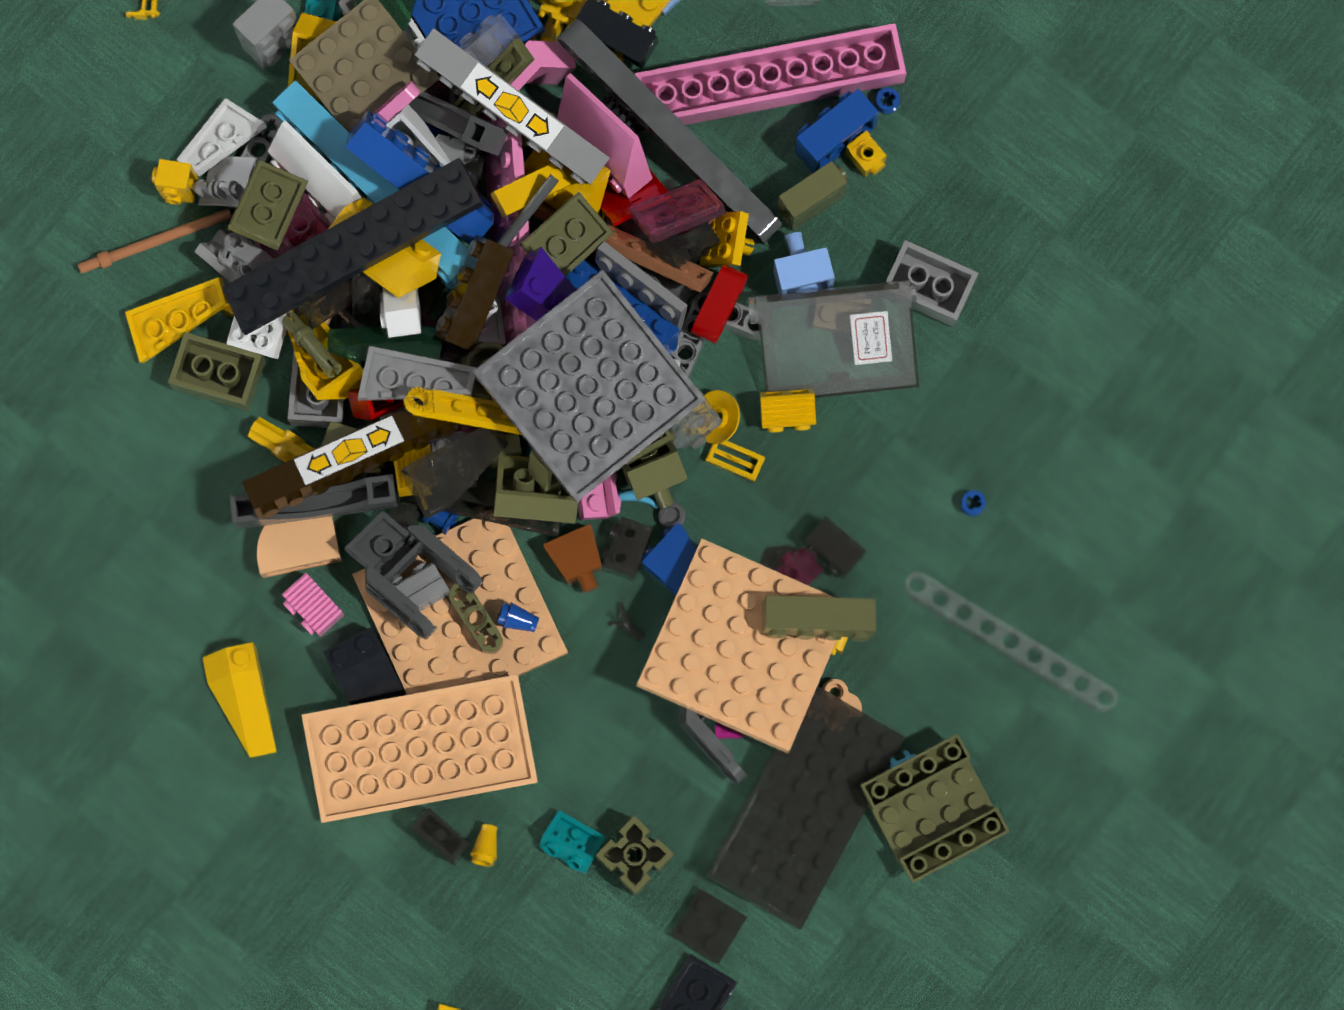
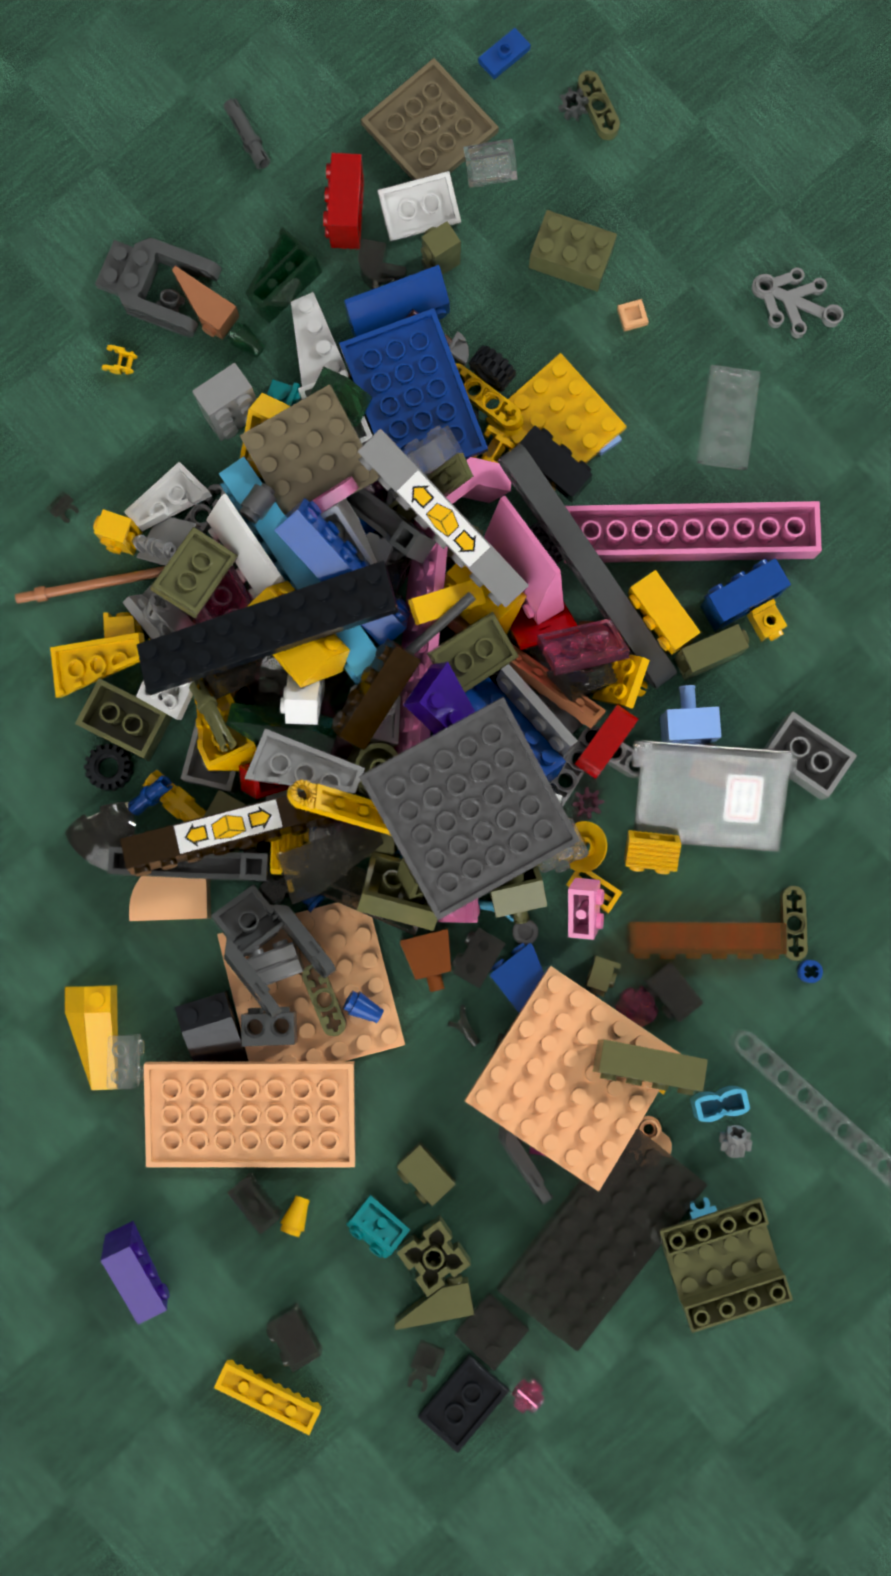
camera: 10 degrees right, 5 degrees up
(108, 165) = (60, 505): none -> clear smoke tile
(195, 274) = (120, 625): none -> yellow brick
(208, 408) = (93, 767): none -> black tyre
(209, 493) = (97, 833): none -> clear smoke brick
(258, 442) = (150, 795): none -> blue pin
(279, 717) = (124, 1061): none -> clear bracket
(312, 605) = (173, 957): bright pink brick -> none
(319, 124) = (257, 502): none -> flat silver brick
(330, 930) = (134, 1273): none -> dark purple wedge
(425, 662) = (269, 1033): none -> dark grey brick
(506, 965) = (294, 1337): none -> clear smoke brick
(612, 778) = (425, 1174): none -> olive brick
(646, 966) = (426, 1361): none -> clear smoke plate
(653, 904) = (446, 1303): none -> olive slope
(715, 379) = (589, 810): none -> clear pink gear
(727, 477) = (584, 908): none -> bright pink brick
(754, 164) = (663, 613): none -> yellow slope
(757, 543) = (601, 975): none -> olive brick
(757, 981) = (528, 1396): none -> clear pink gear
(859, 487) = (706, 938): none -> clear orange brick
(894, 652) = (725, 1101): none -> medium azure brick
(895, 103) = (800, 566): blue bush -> none
(925, 686) = (735, 1141): none -> light grey gear
(958, 475) = (801, 903): none -> olive beam

